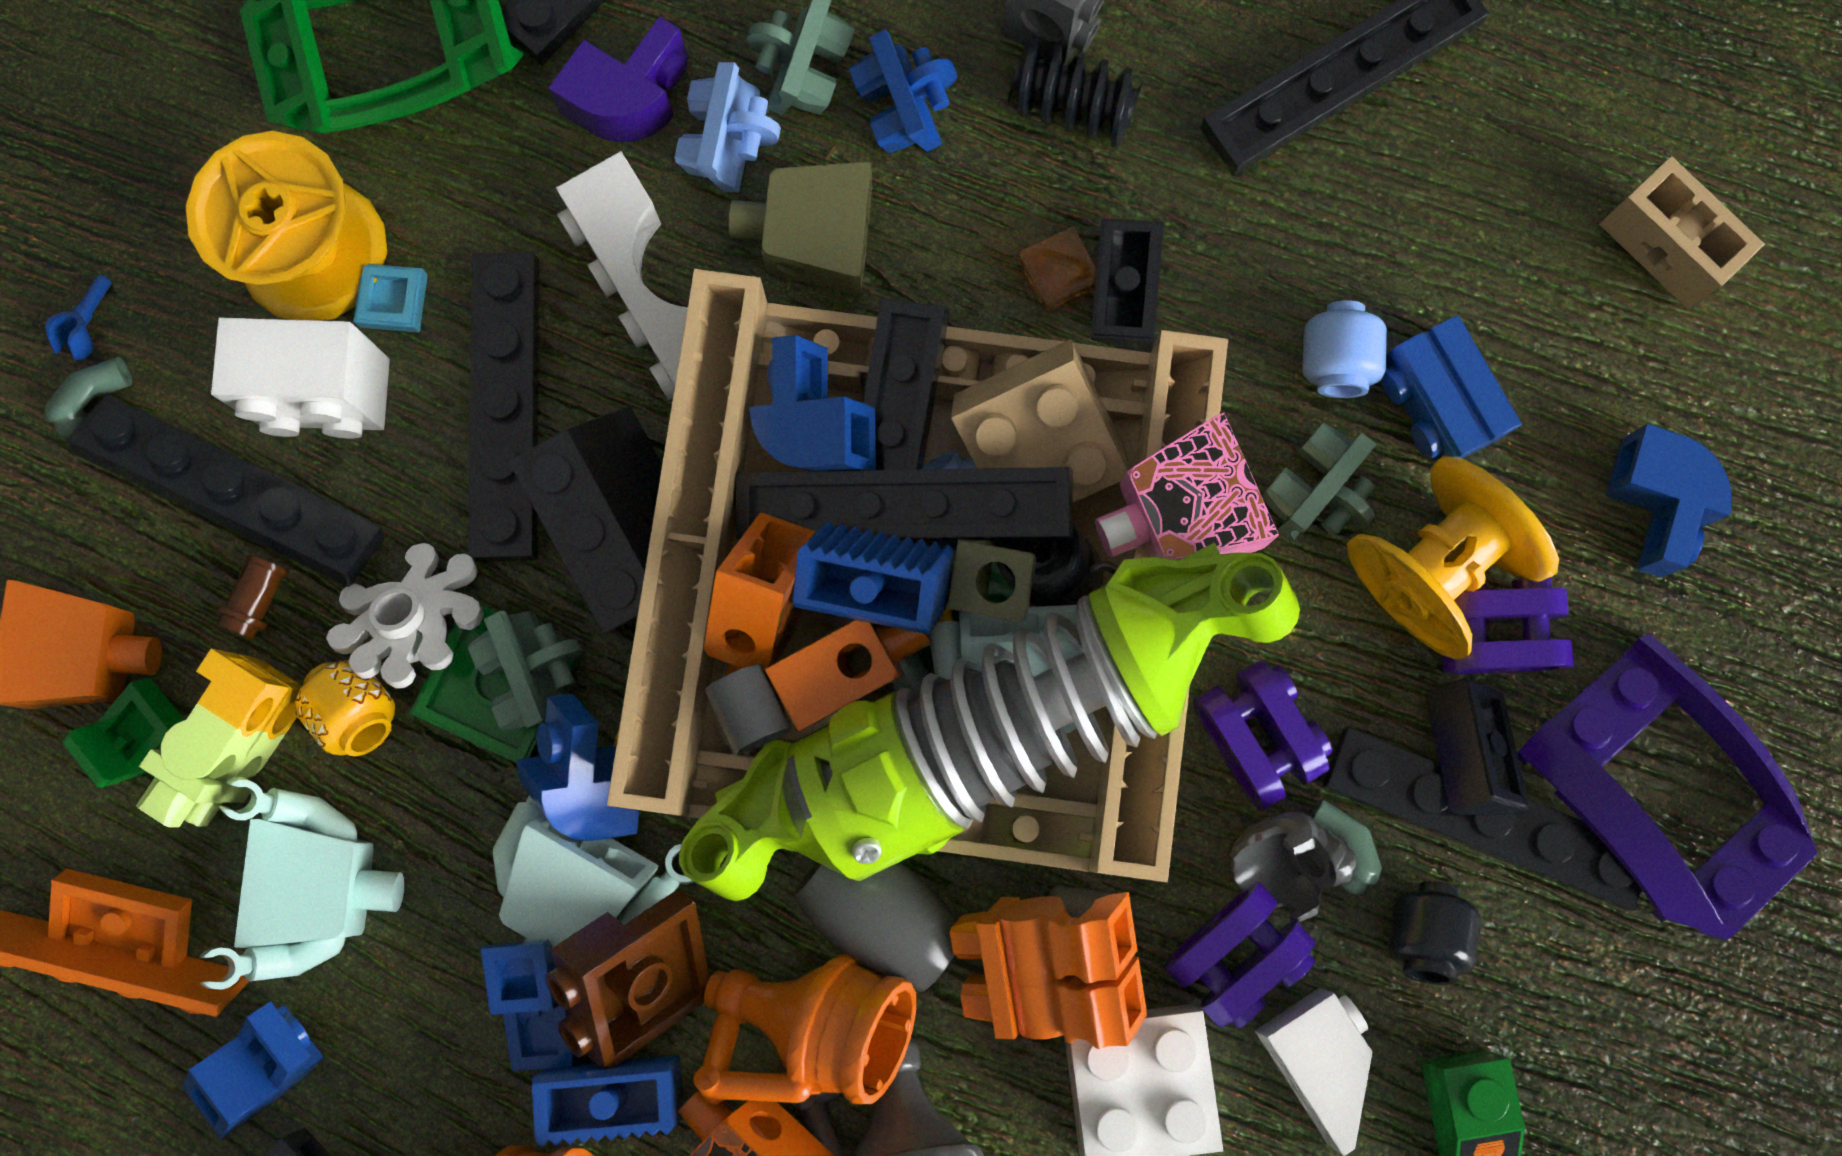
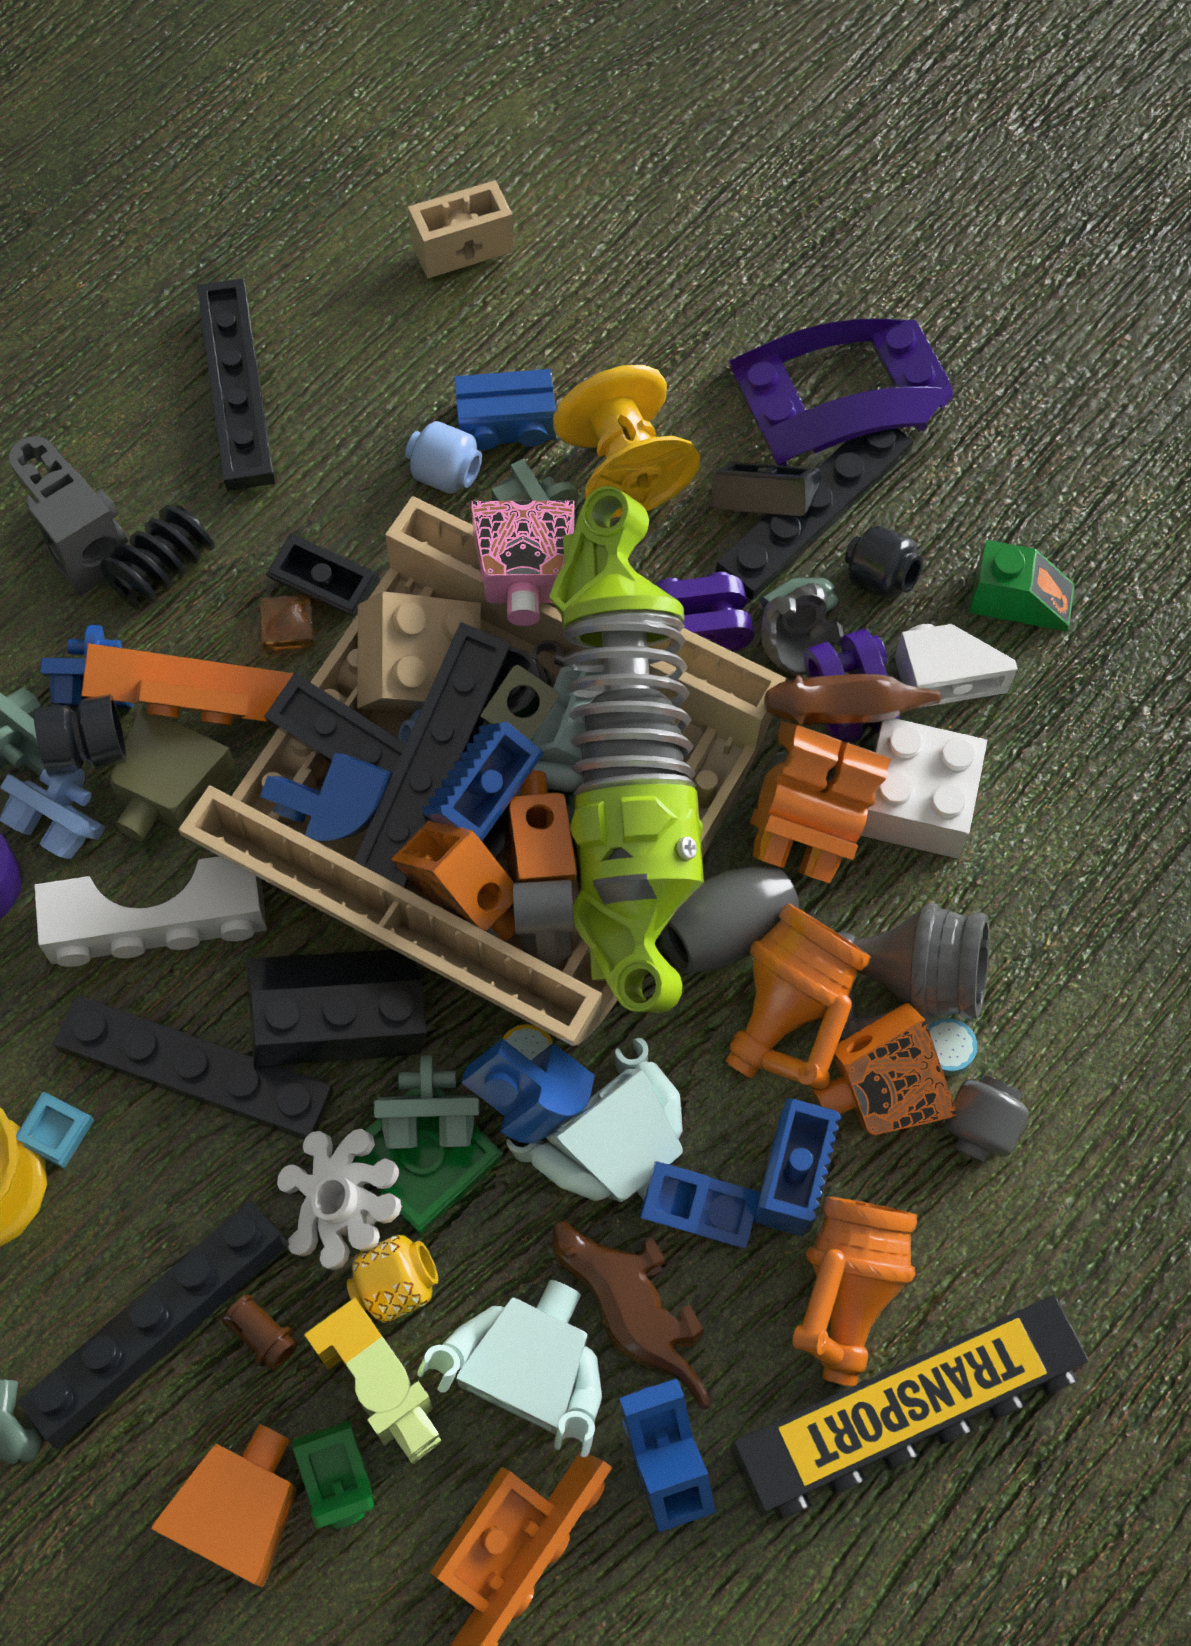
camera: 70 degrees left, 15 degrees down
(301, 376) = (95, 1203): white brick -> none
(407, 969) = (632, 1304): none -> reddish brown animal
(629, 979) = (709, 1109): reddish brown plate -> none
(798, 121) = (71, 737): none -> black wheel
(914, 200) = (181, 683): none -> orange bracket
(1185, 960) = (845, 699): none -> reddish brown animal
(1527, 603) = (679, 415): dark purple brick -> none
(1681, 487) = (637, 301): blue brick -> none

